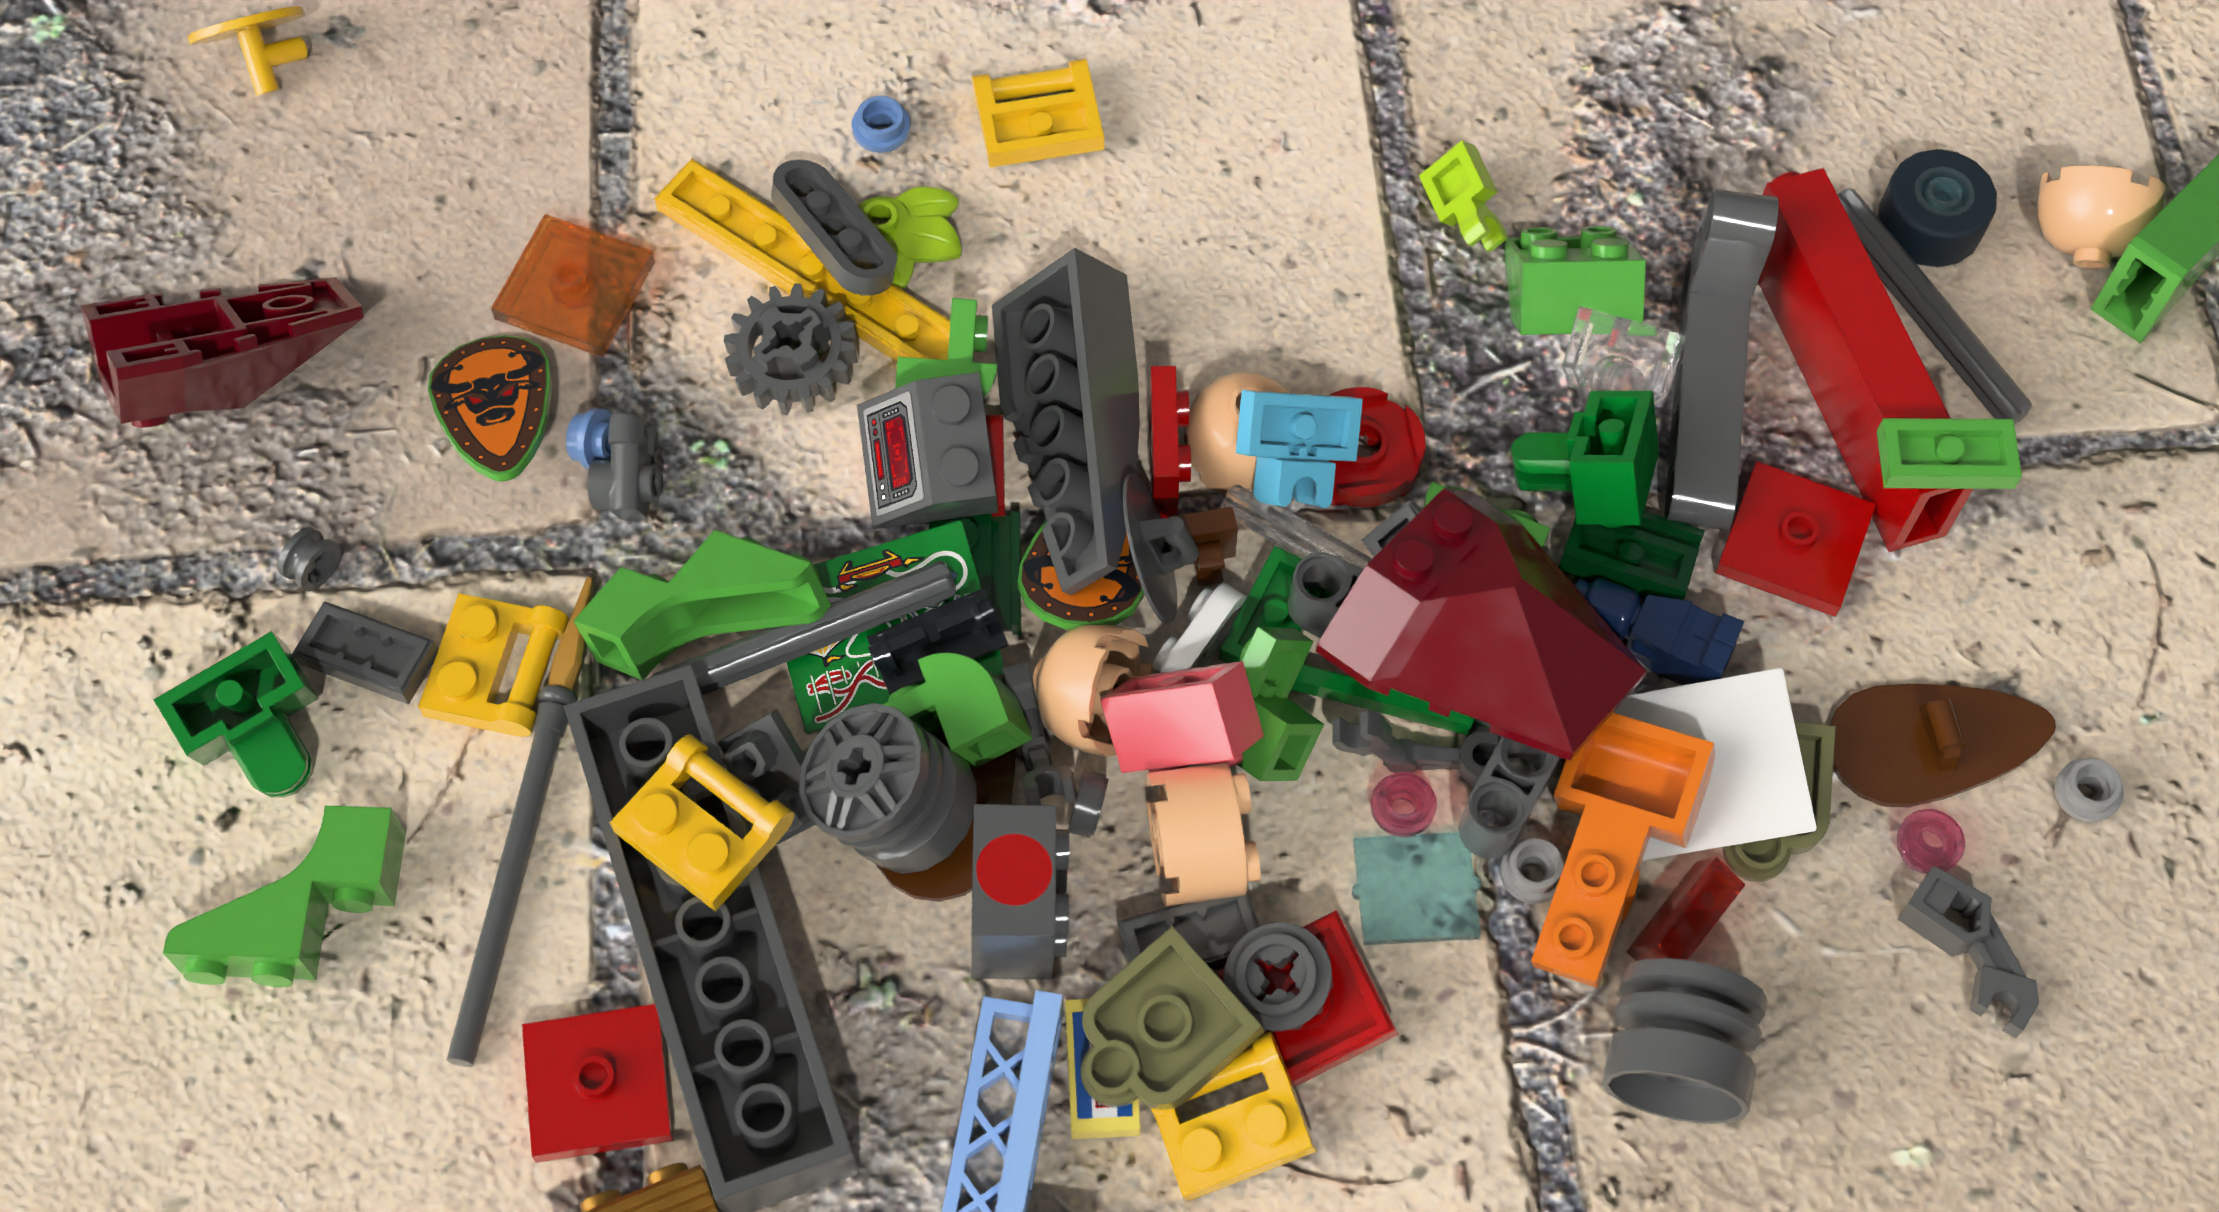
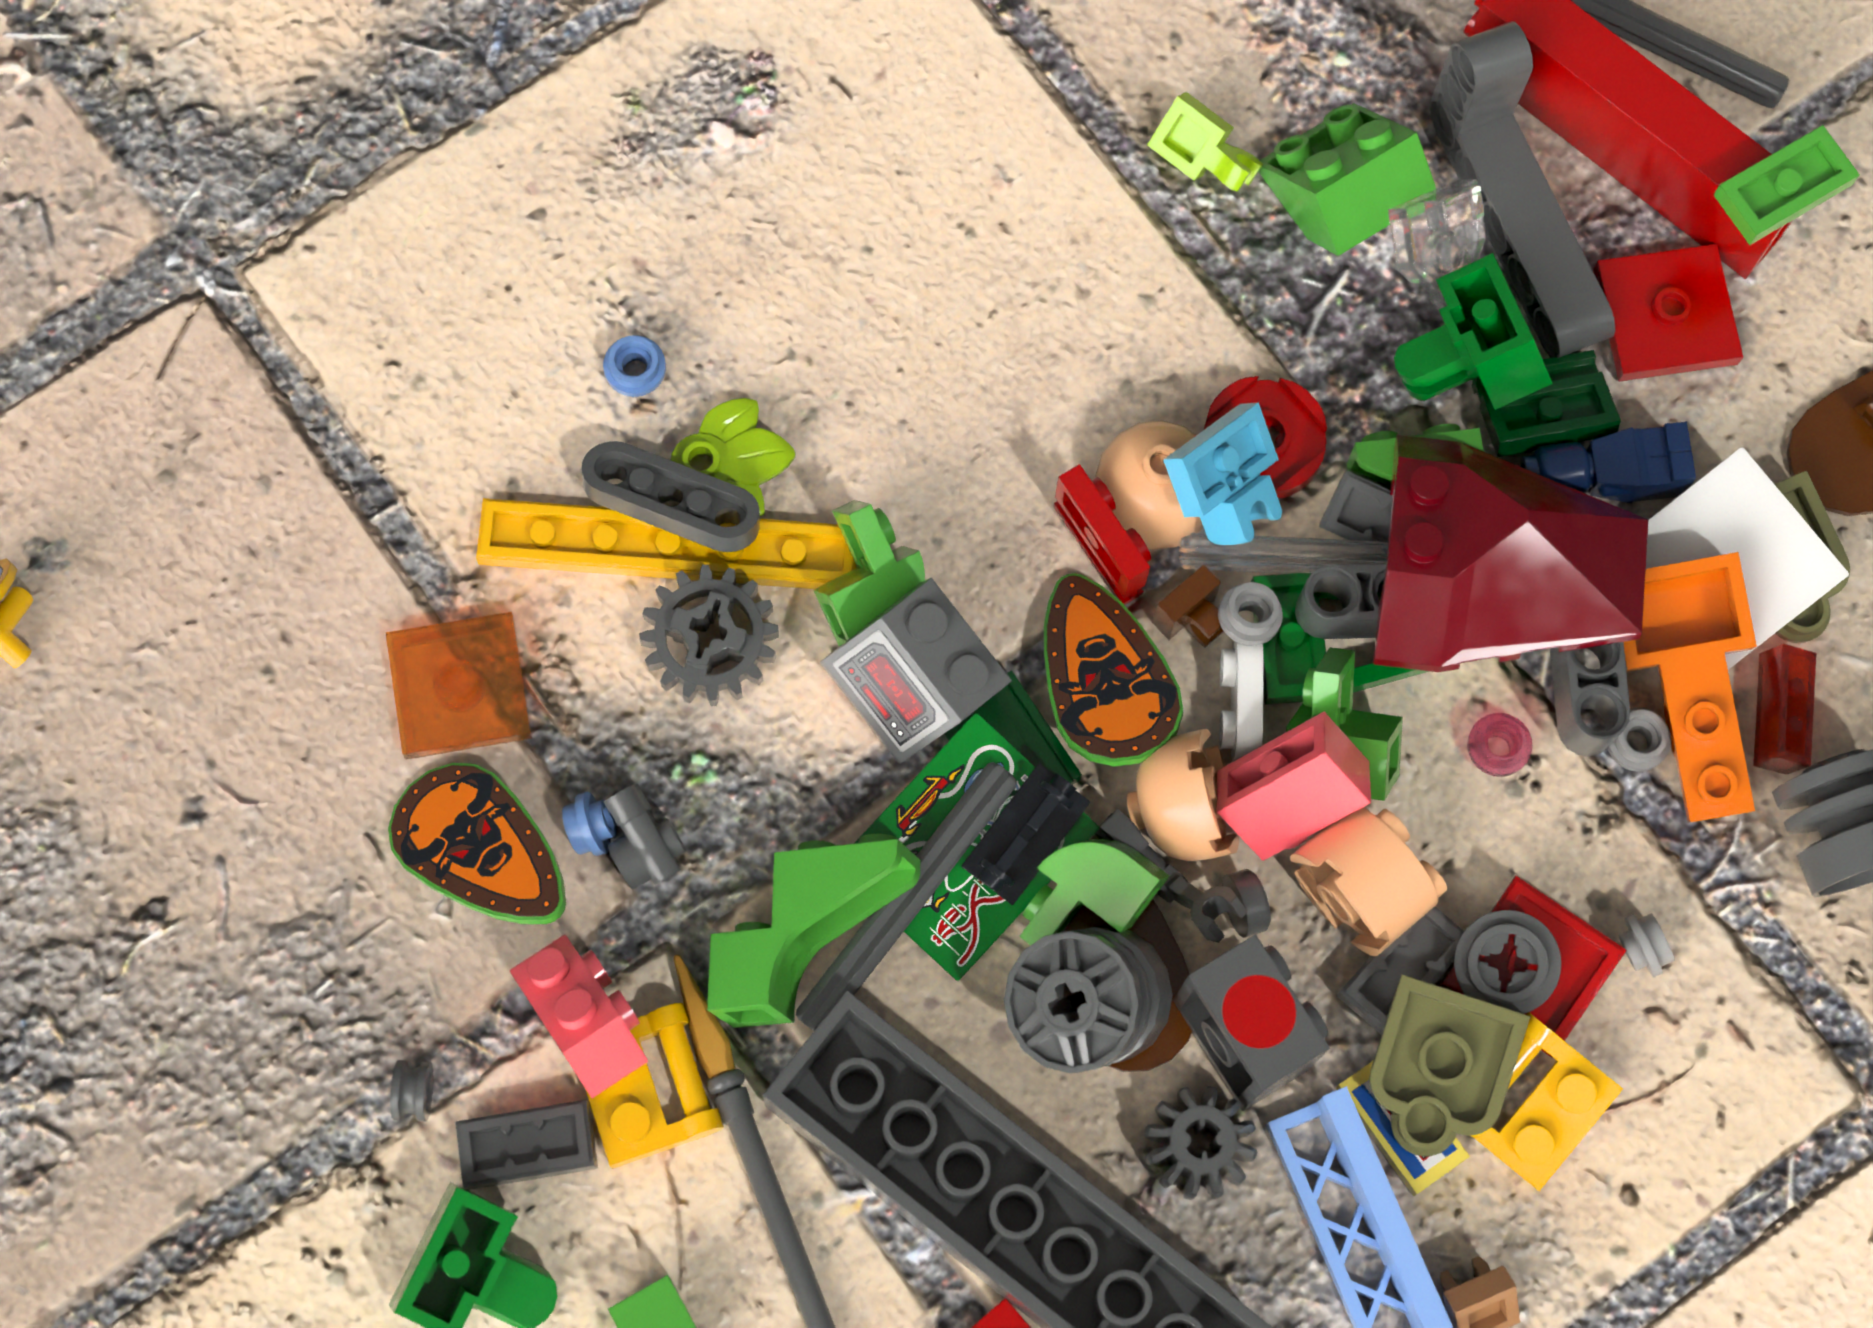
camera: 35 degrees left, 10 degrees up
(211, 349) = (168, 952): dark red wedge -> none
(470, 566) = (579, 1015): none -> coral brick
(689, 840) = (959, 1149): yellow plate -> none
(769, 763) = (974, 1040): dark grey hips -> none
(884, 981) = (1177, 1140): none -> dark grey gear
(1039, 125) = (780, 286): yellow plate -> none
(1075, 406) = (1007, 553): dark grey wedge -> none
(1150, 549) = (1155, 637): dark grey shield -> none
(1249, 553) = (1253, 598): none -> light grey plate
(1405, 755) = (1474, 699): dark grey piece -> none
(1415, 889) = (1551, 811): clear light blue piece -> none
(1421, 1042) = (1646, 944): none -> light grey plate

